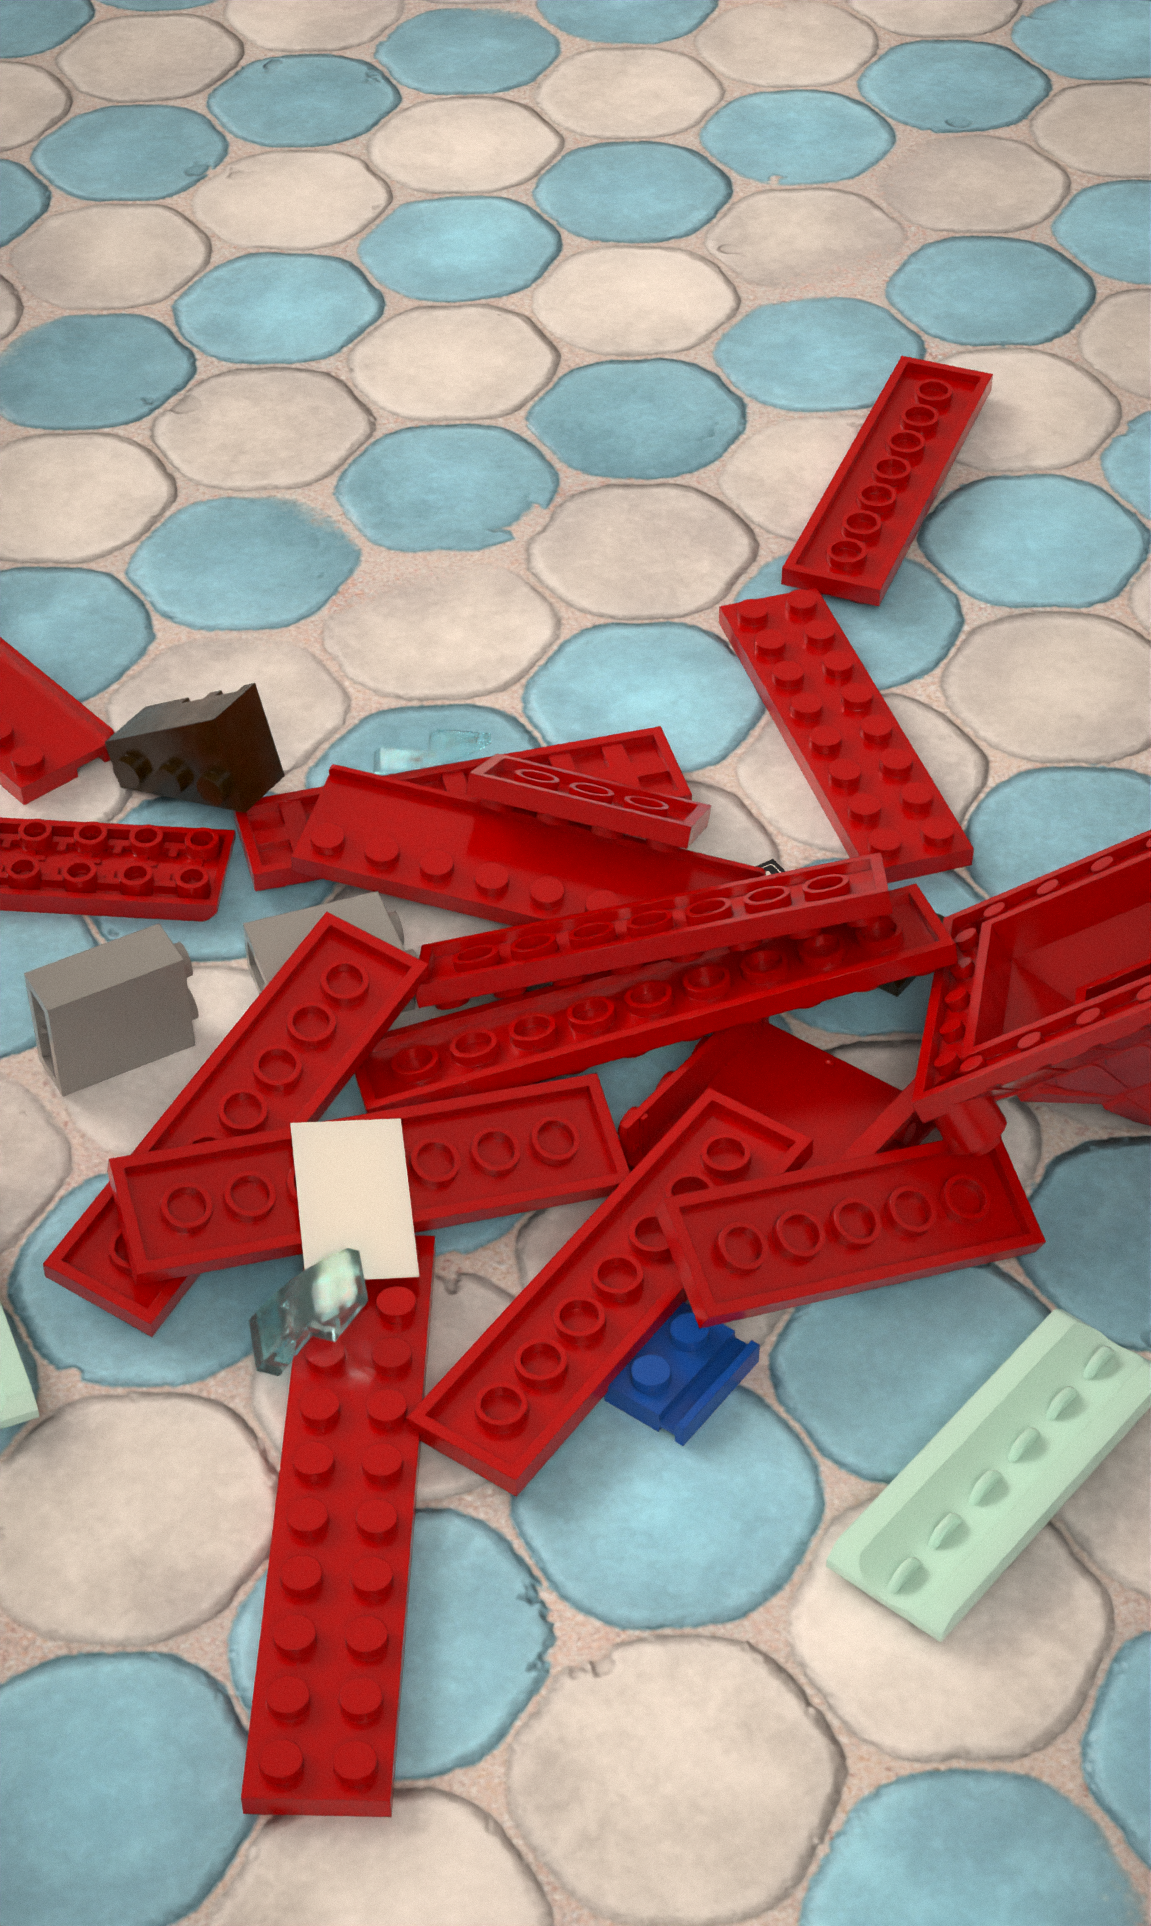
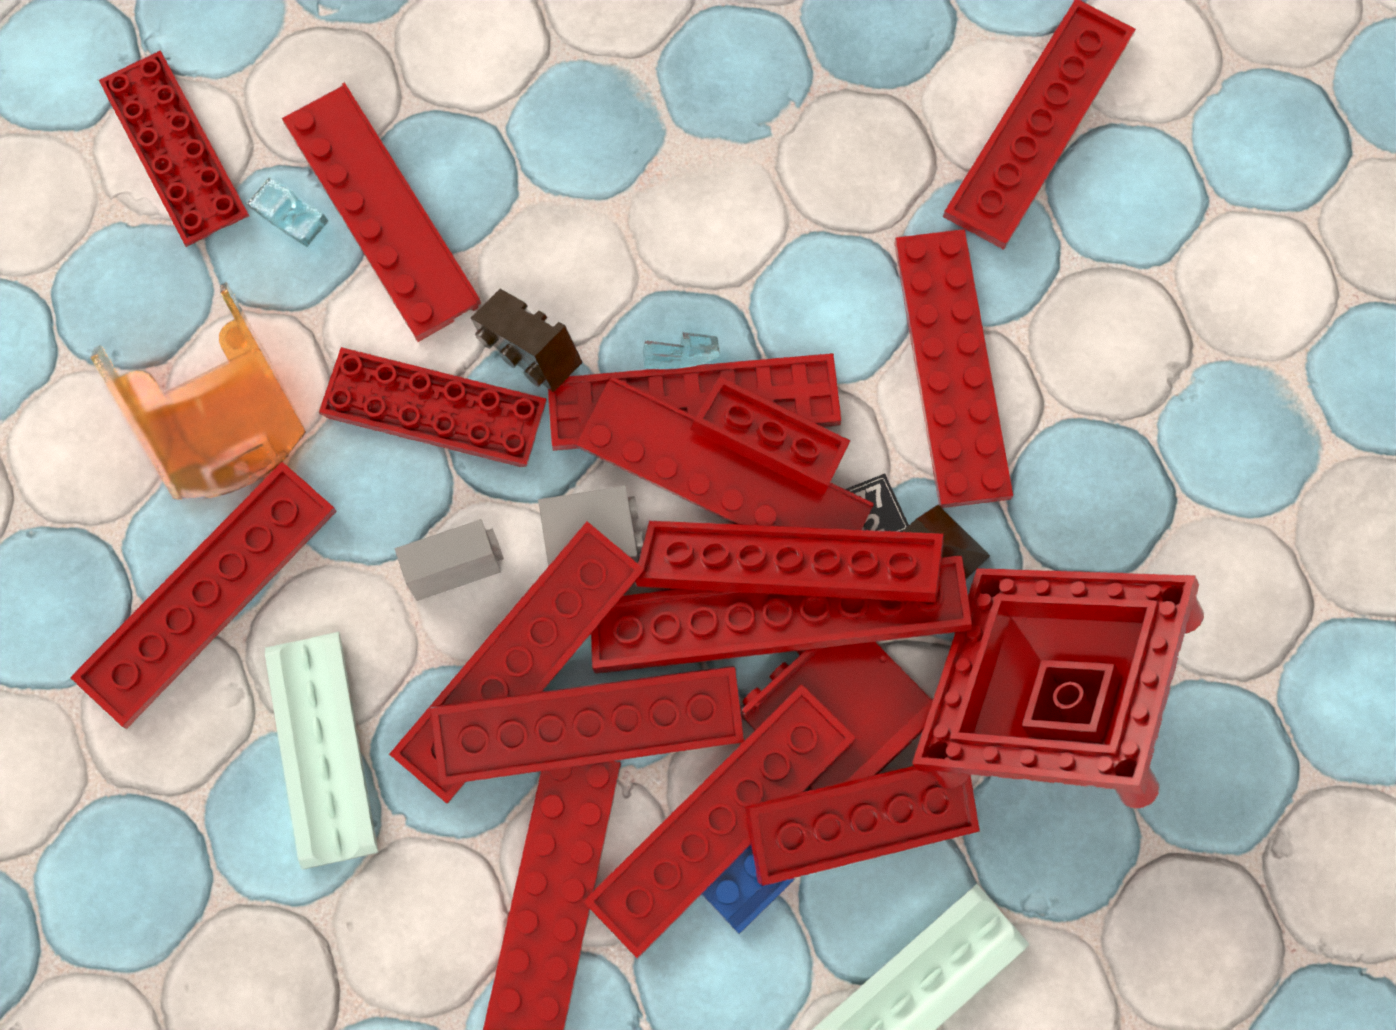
camera: 10 degrees right, 30 degrees up
(311, 1304) = (536, 818): clear light blue slope -> none
(355, 1194) = (573, 745): white sticker -> none

